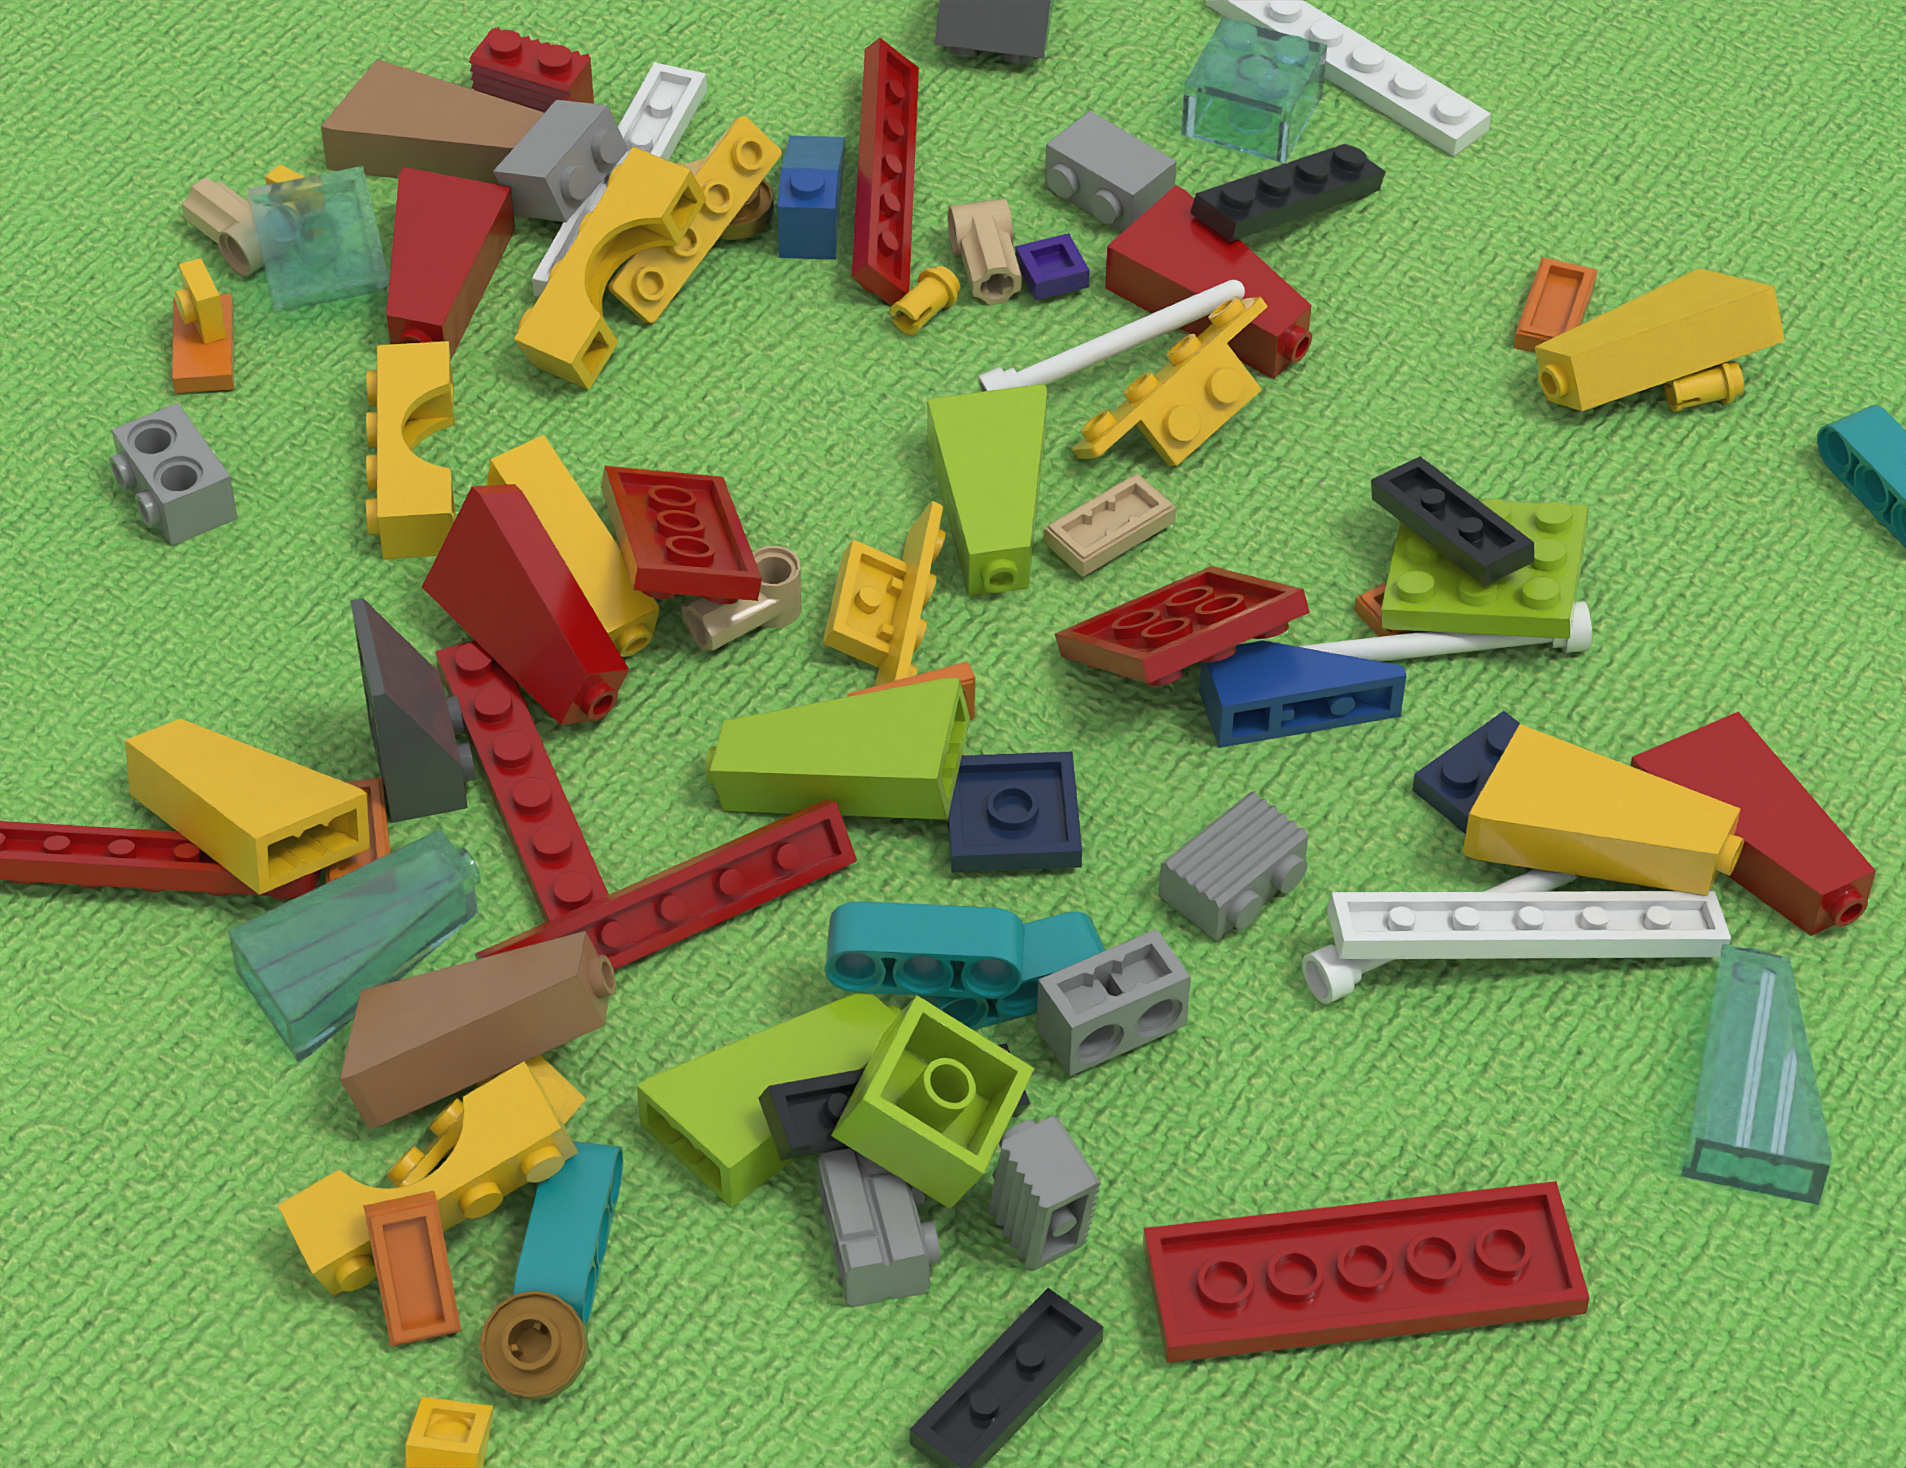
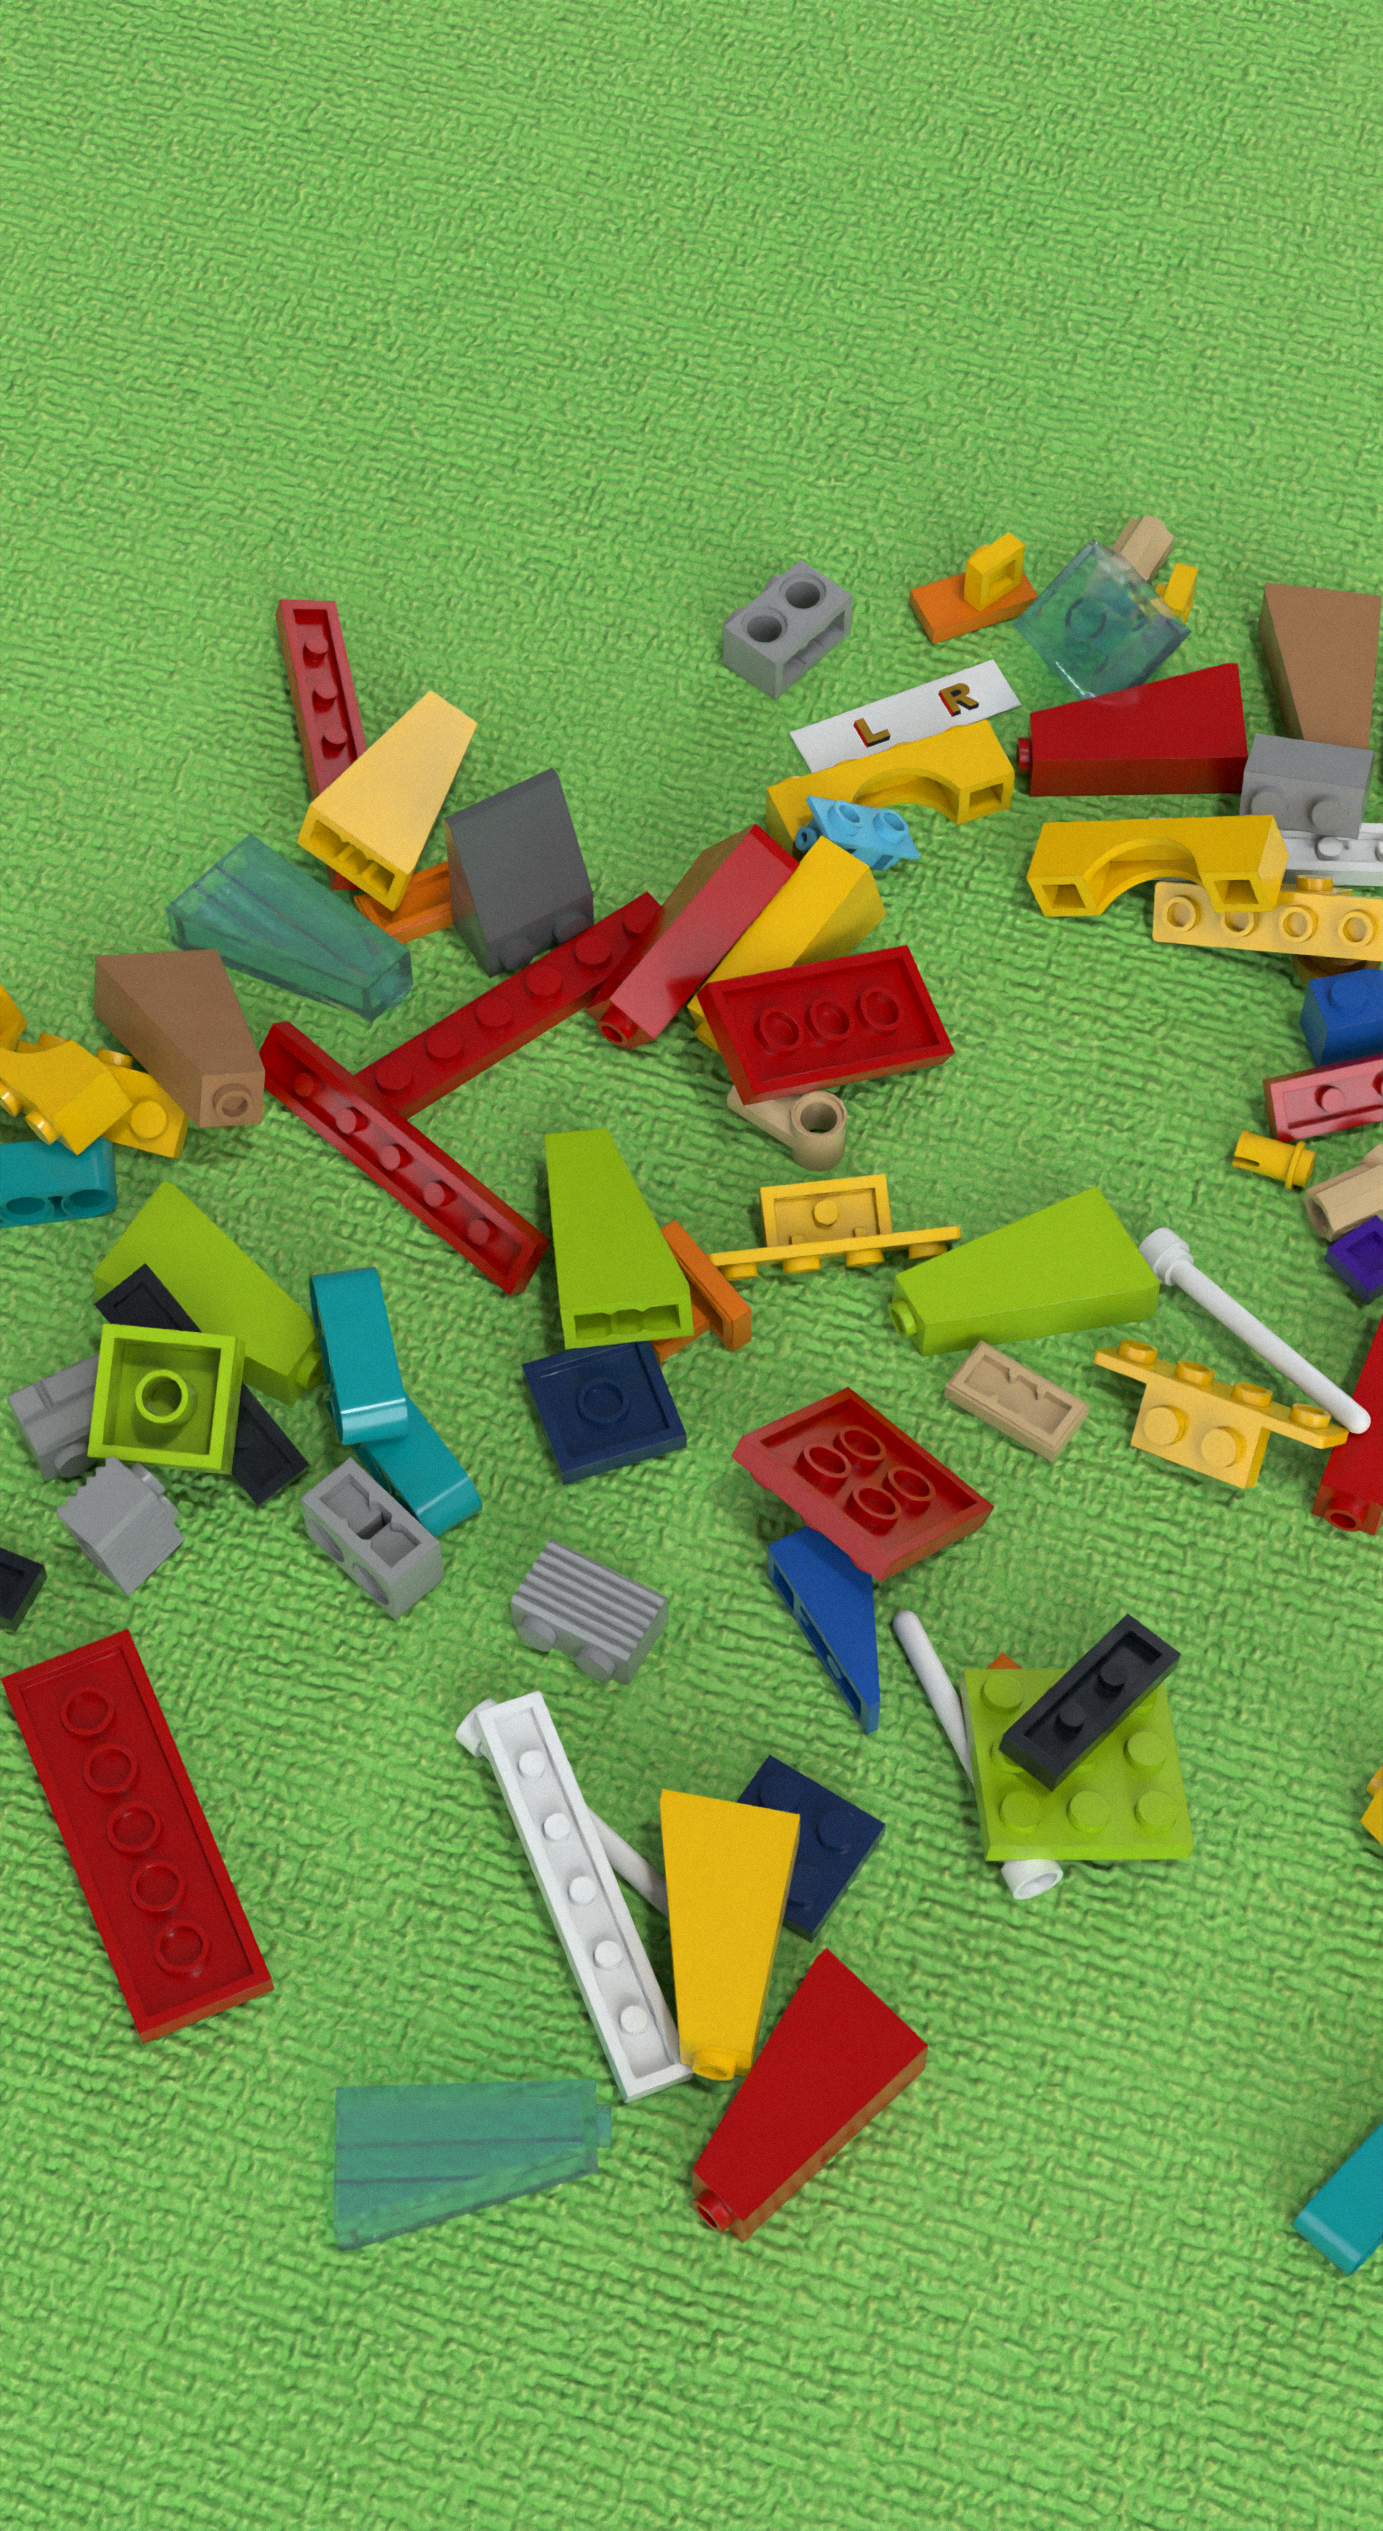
camera: 75 degrees right, 10 degrees up
(312, 431) = (907, 716): none -> white sticker
(464, 464) = (865, 832): none -> medium azure hinge

